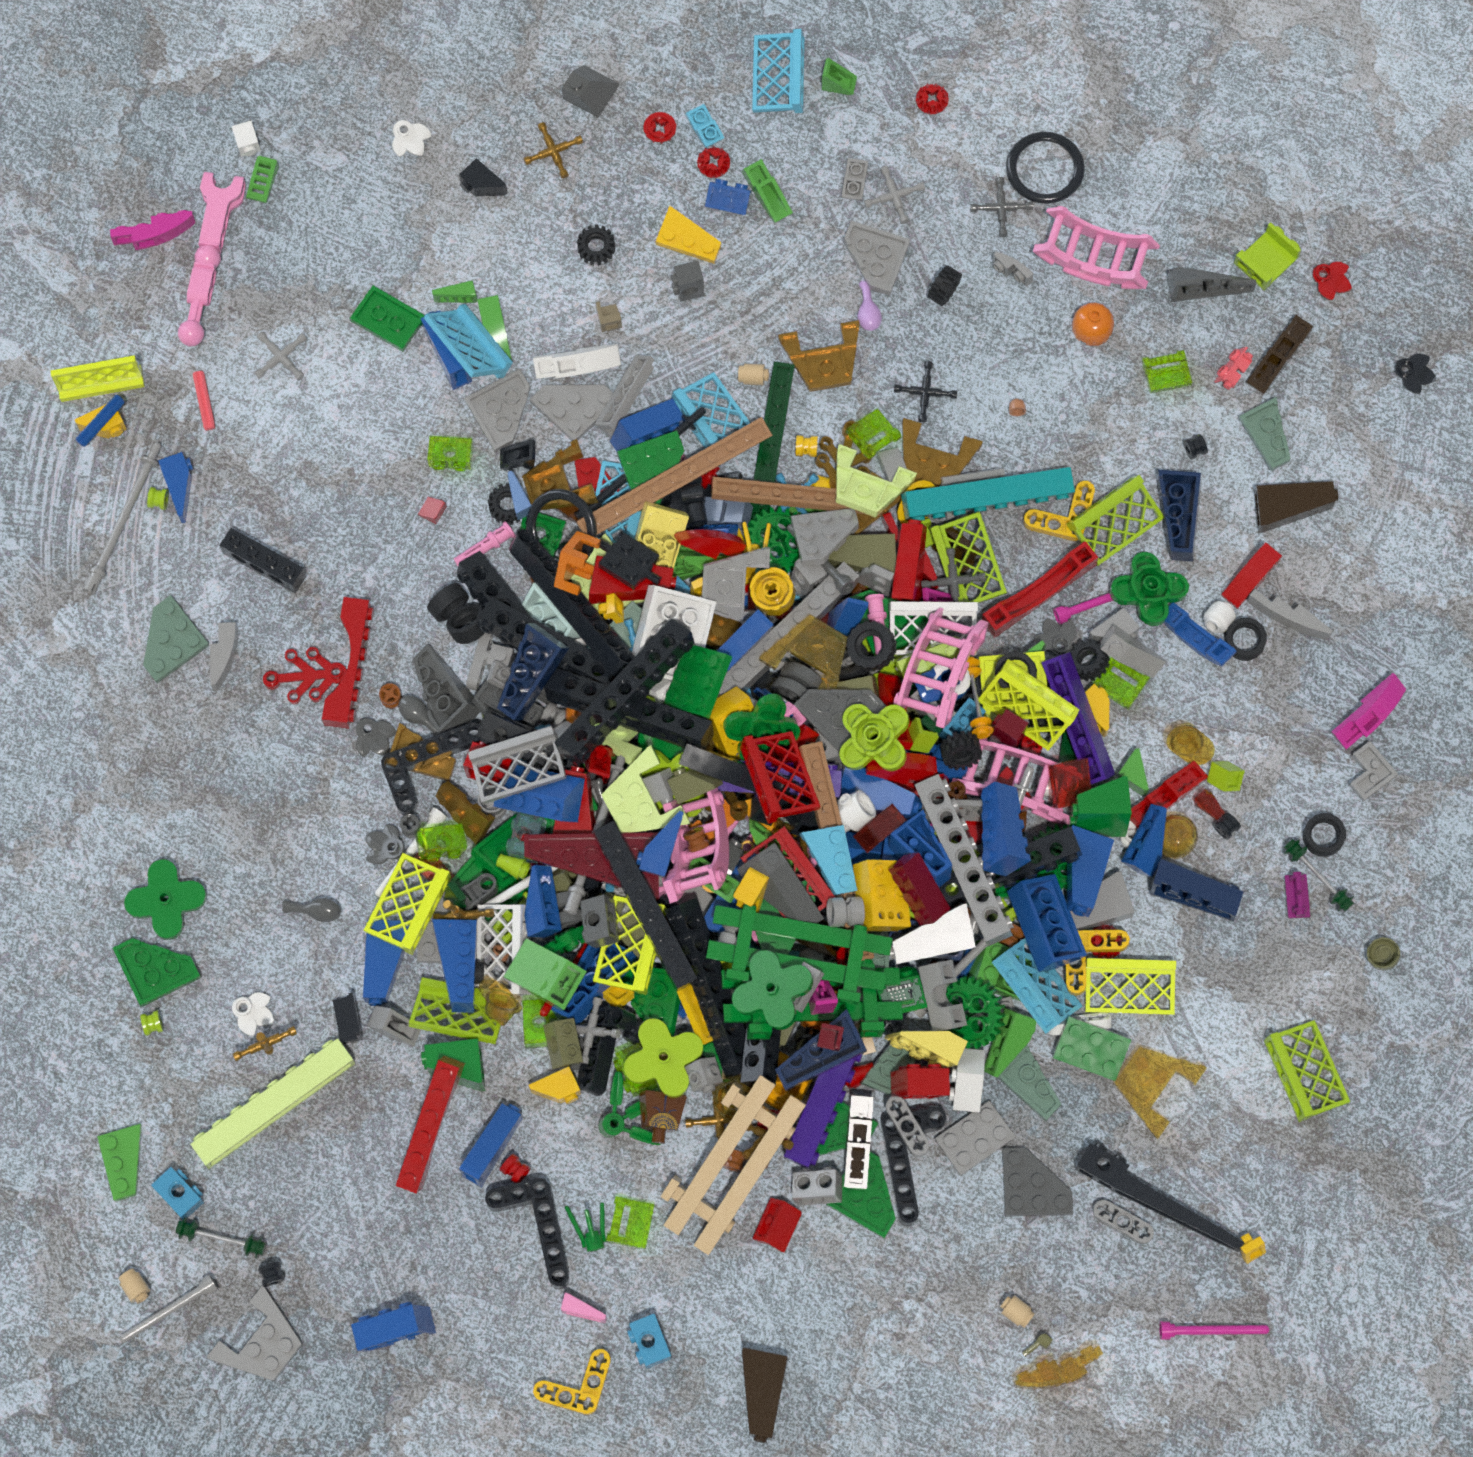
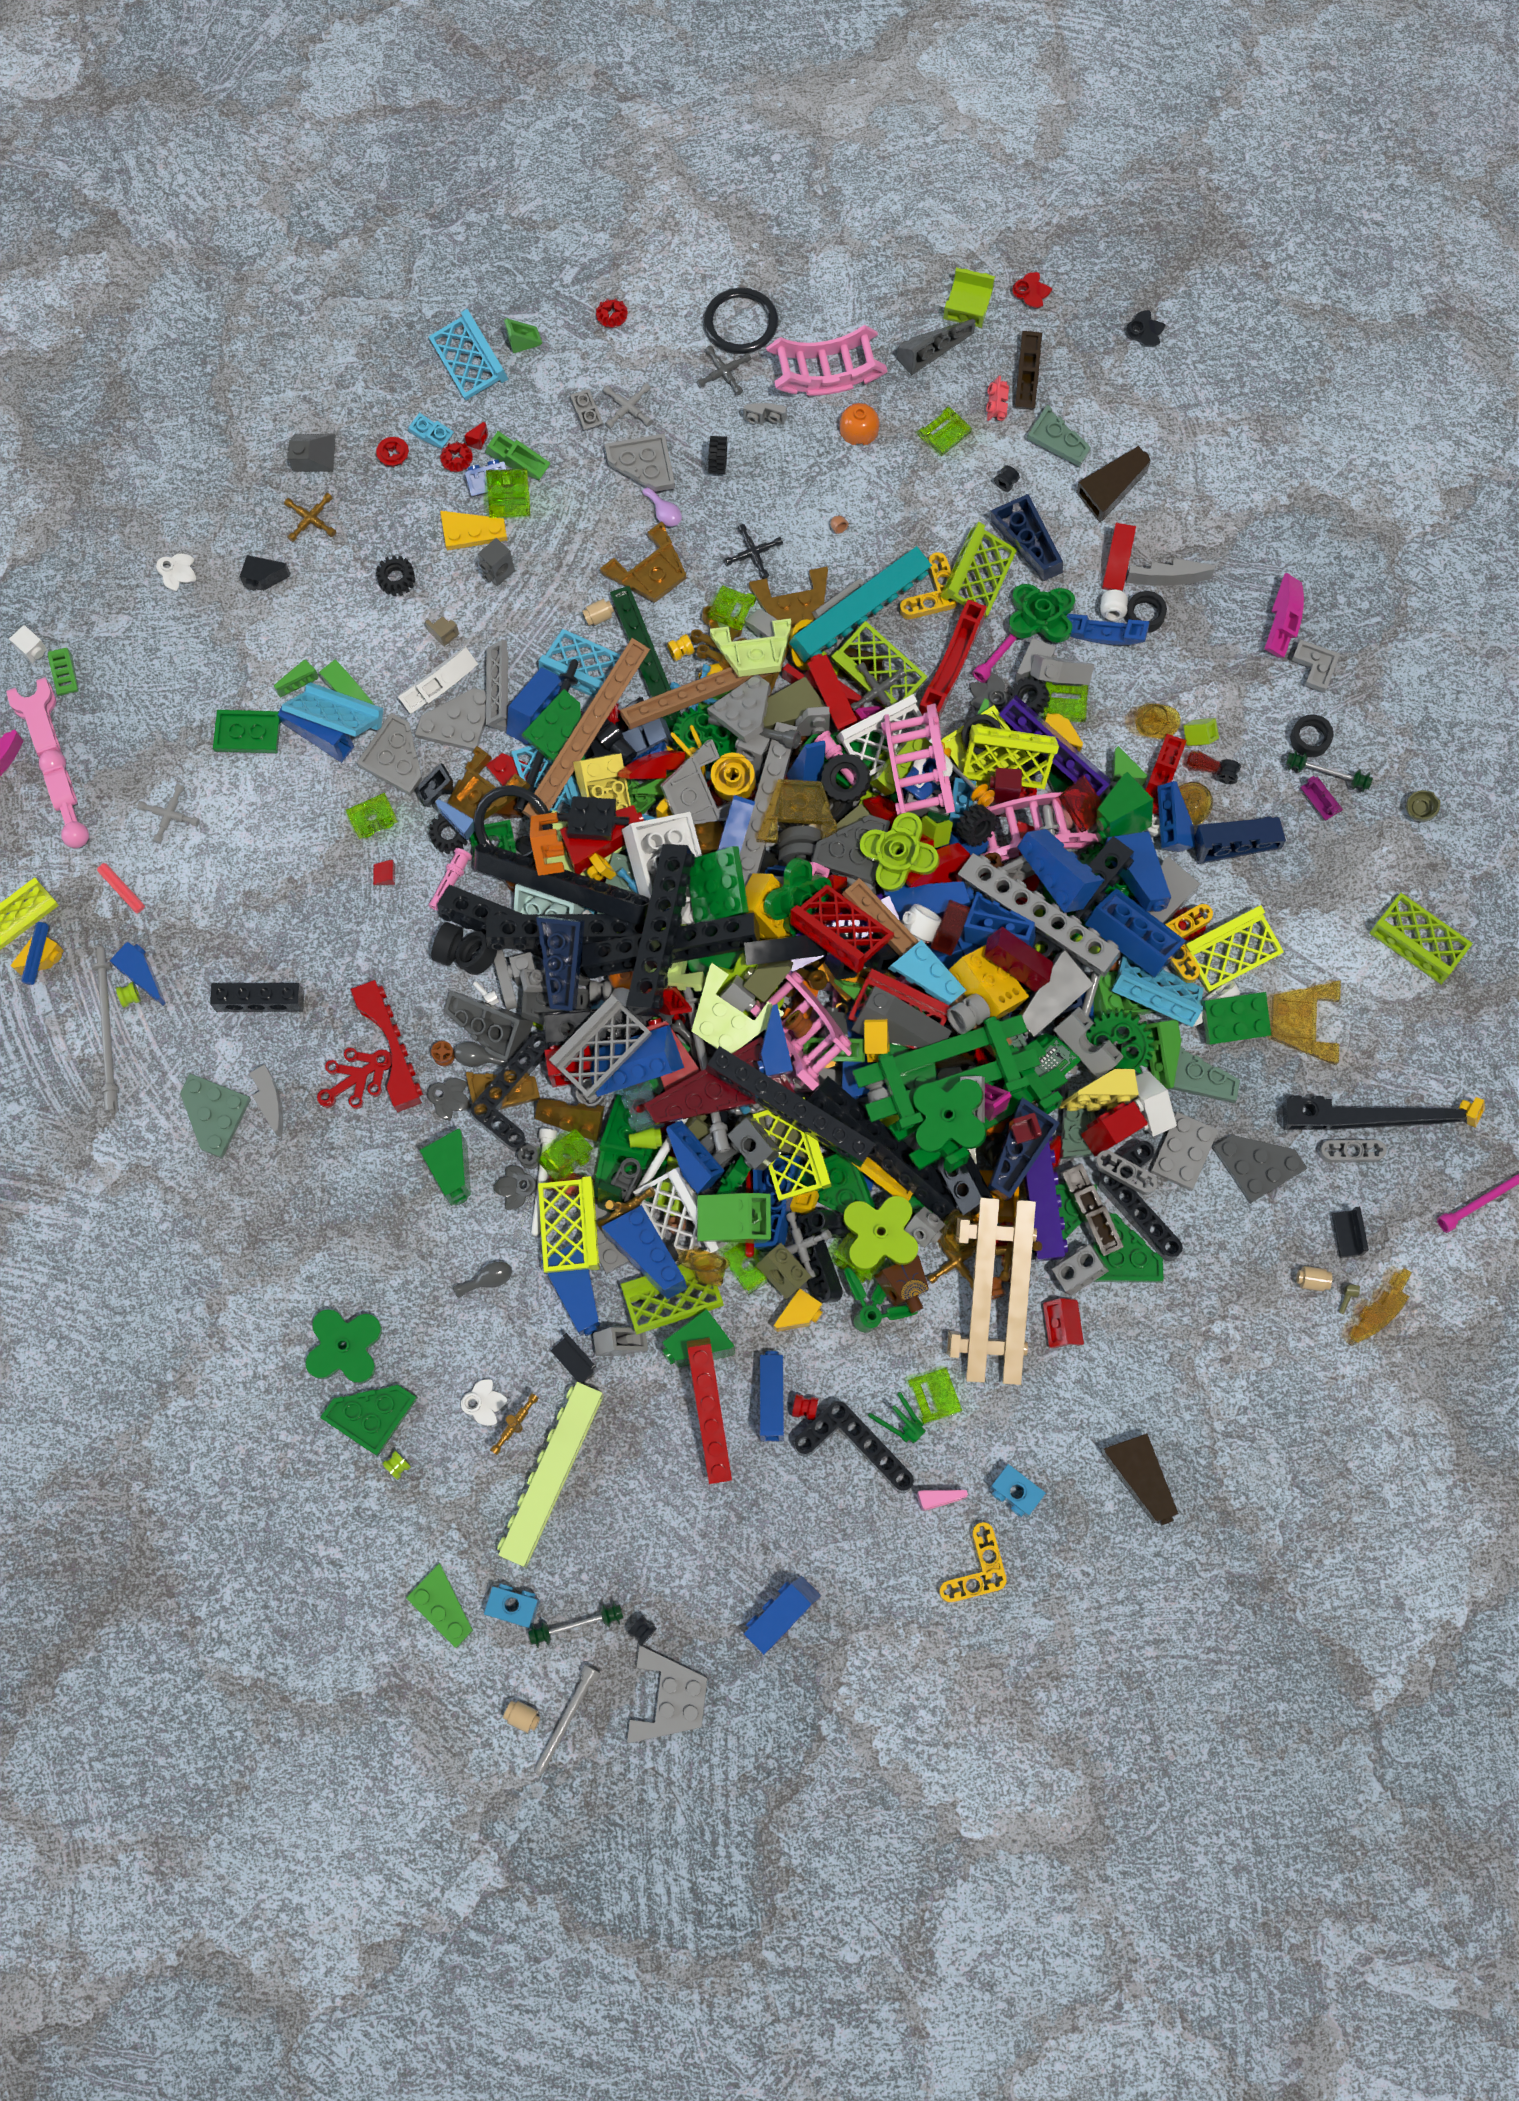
camera: 30 degrees left, 0 degrees up
(338, 797) = (450, 1166): none -> green slope
(458, 669) = (490, 997): none -> white hand
(737, 221) = (508, 493): none -> clear neon green slope
(742, 153) = (477, 436): none -> red slope
(1073, 1290) = (1350, 1233): none -> black panel

